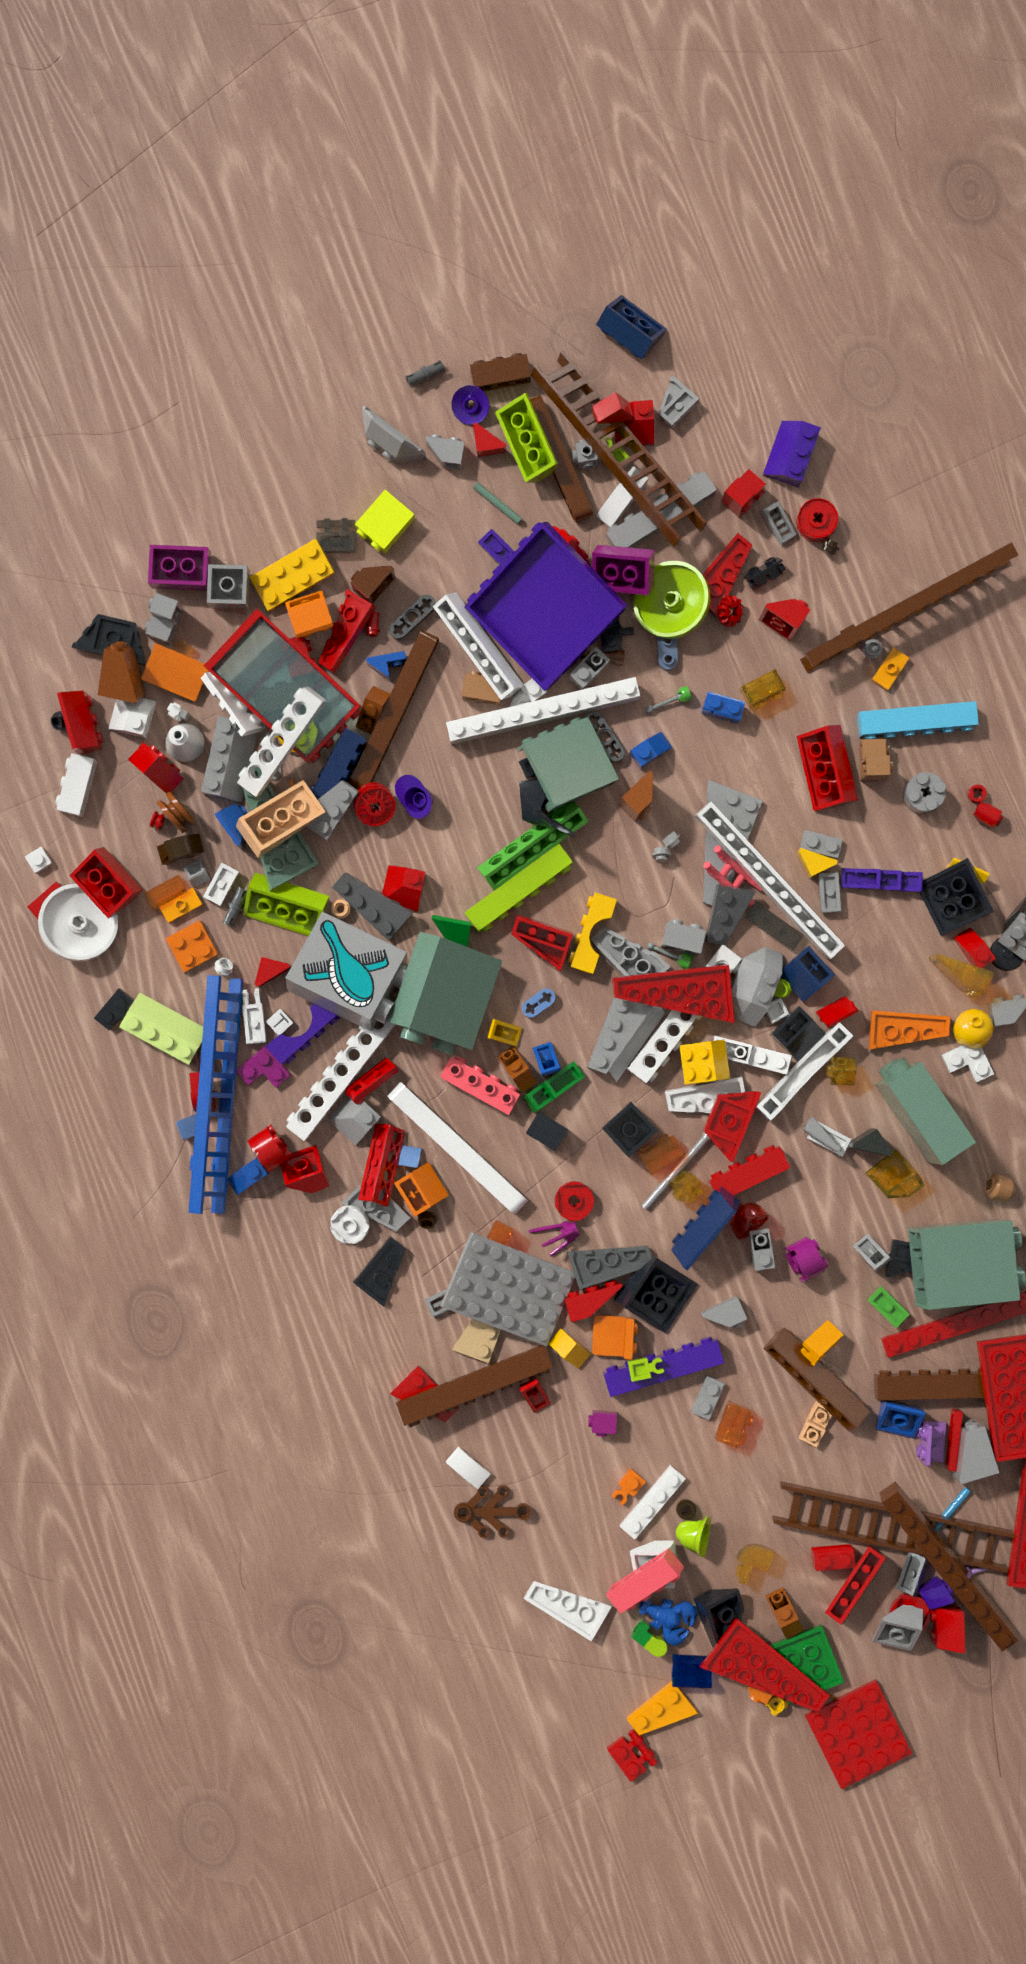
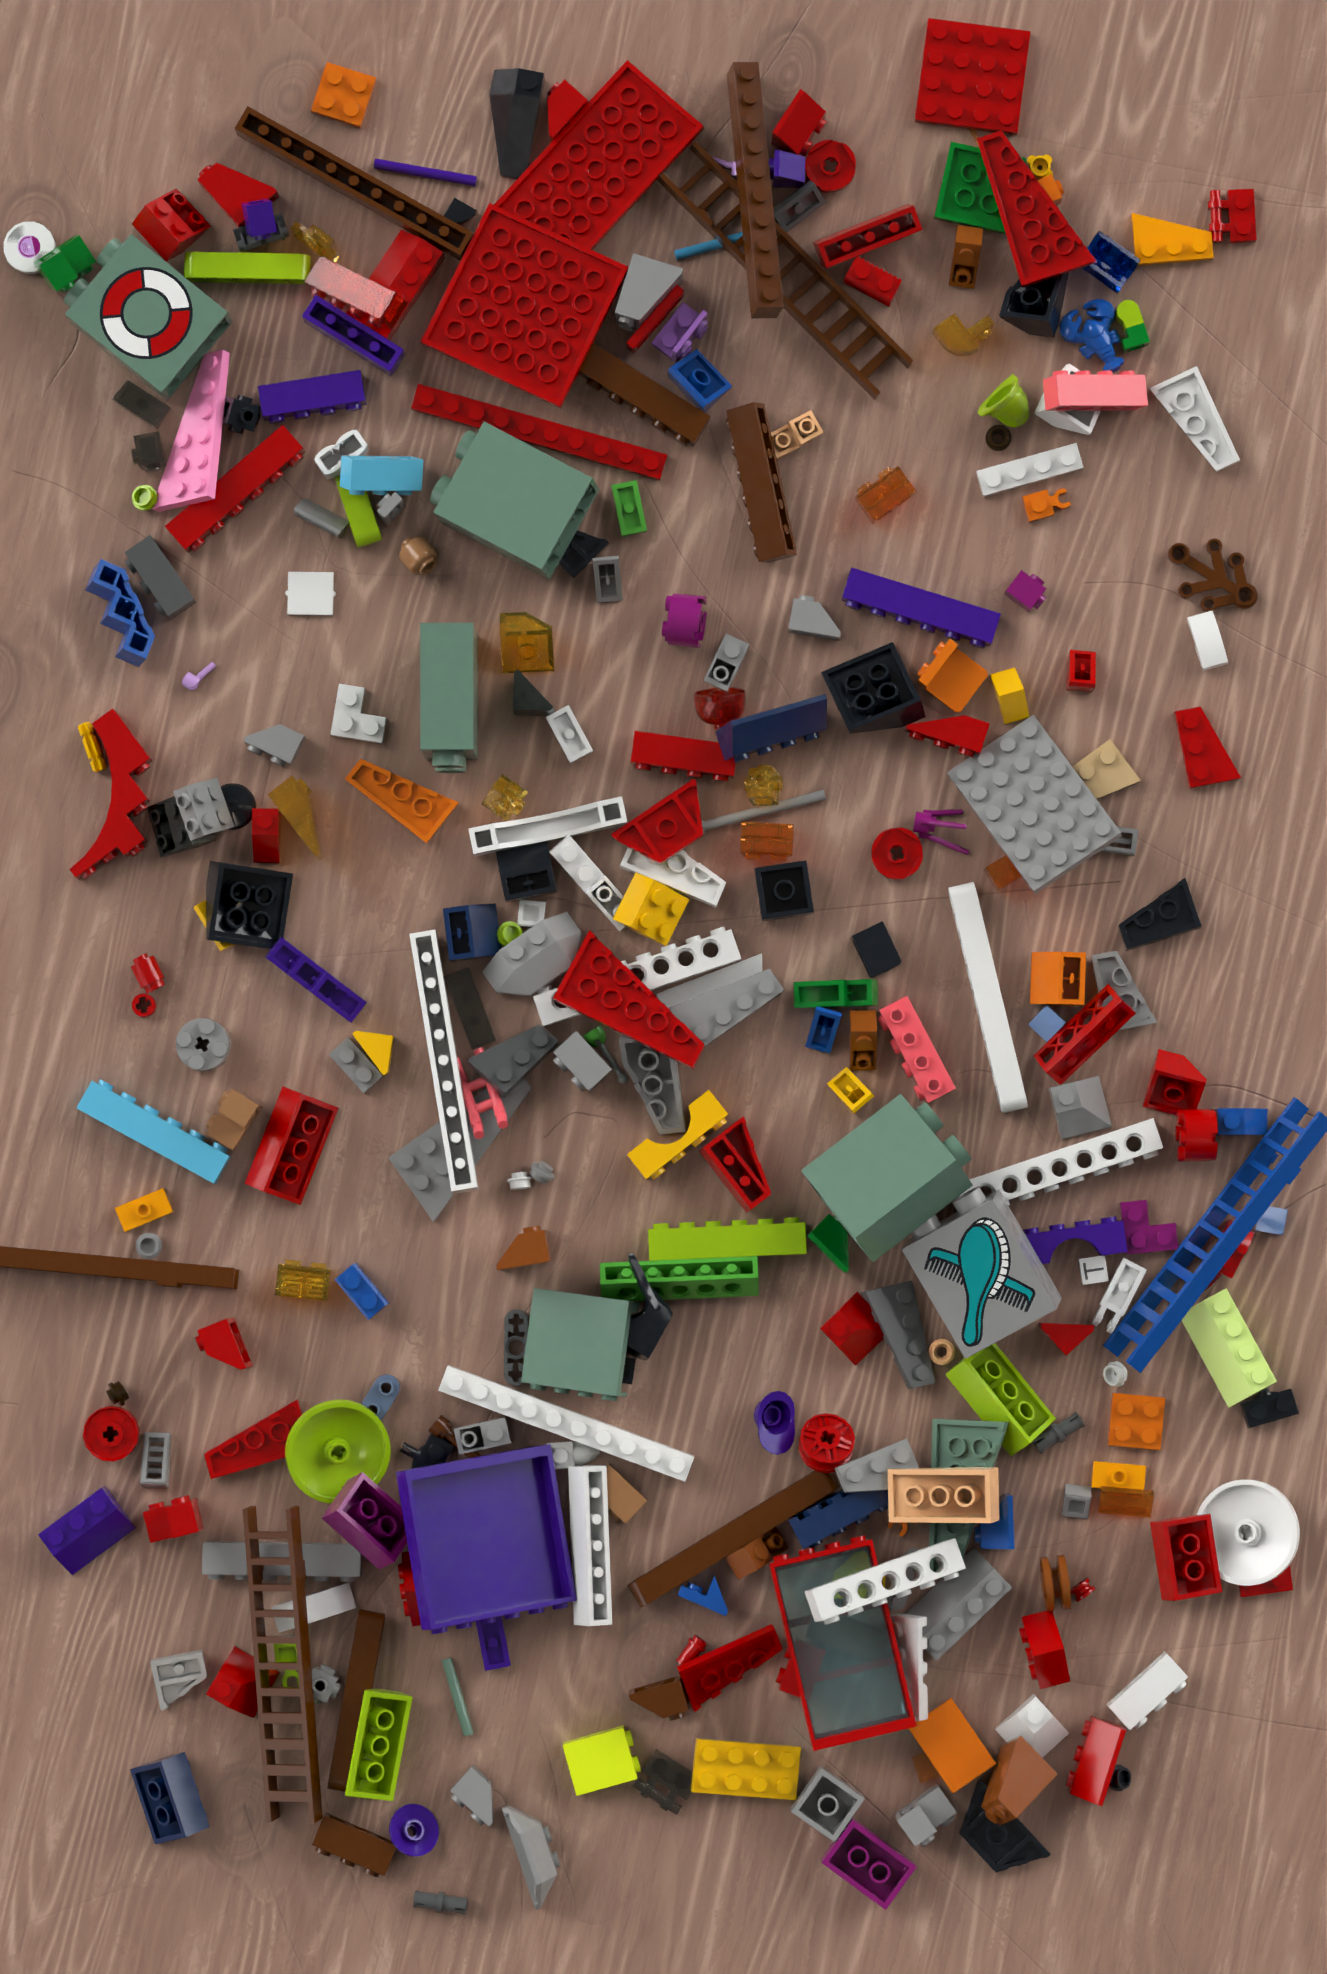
camera: 145 degrees left, 0 degrees up
(38, 860) = (1245, 1635): white plate -> none
(177, 713) = (979, 1697): white plate -> none
(180, 848) = (1077, 1539): dark brown brick -> none
(185, 742) = (988, 1649): white cone -> none
(221, 884) = (1057, 1469): white plate -> none
(309, 614) = (757, 1708): orange slope -> none
(349, 1224) = (1163, 992): white tile -> none
(371, 1080) = (1034, 1135): red plate -> none
(398, 622) = (635, 1639): dark grey beam -> none
(427, 1219) = (1073, 940): dark brown plate -> none
(474, 1384) = (1142, 725): reddish brown brick -> none
(486, 442) = (424, 1773): red slope -> none
(541, 1007) = (790, 1105): medium blue beam -> none
(605, 1264) = (907, 760): dark grey wing -> none
(612, 409) = (259, 1711): red slope -> none
(641, 1369) = (947, 621): lime plate -> none
(650, 750) = (474, 1298): blue slope -> none
(683, 695) = (397, 1335): hinge -> none
(707, 1397) = (893, 542): light grey plate -> none
(724, 611) = (288, 1396): red gear -> none
(757, 574) = (223, 1415): black hinge -> none
(816, 1131) = (579, 752): light grey slope -> none
(821, 1342) = (729, 519): light orange hinge -> none
(829, 892) = (383, 1004): light grey plate -> none
(837, 1011) = (466, 867): red piece -> none
(900, 1628) = (851, 159): light grey slope -> none
(973, 1028) = (328, 748): yellow cylinder -> none

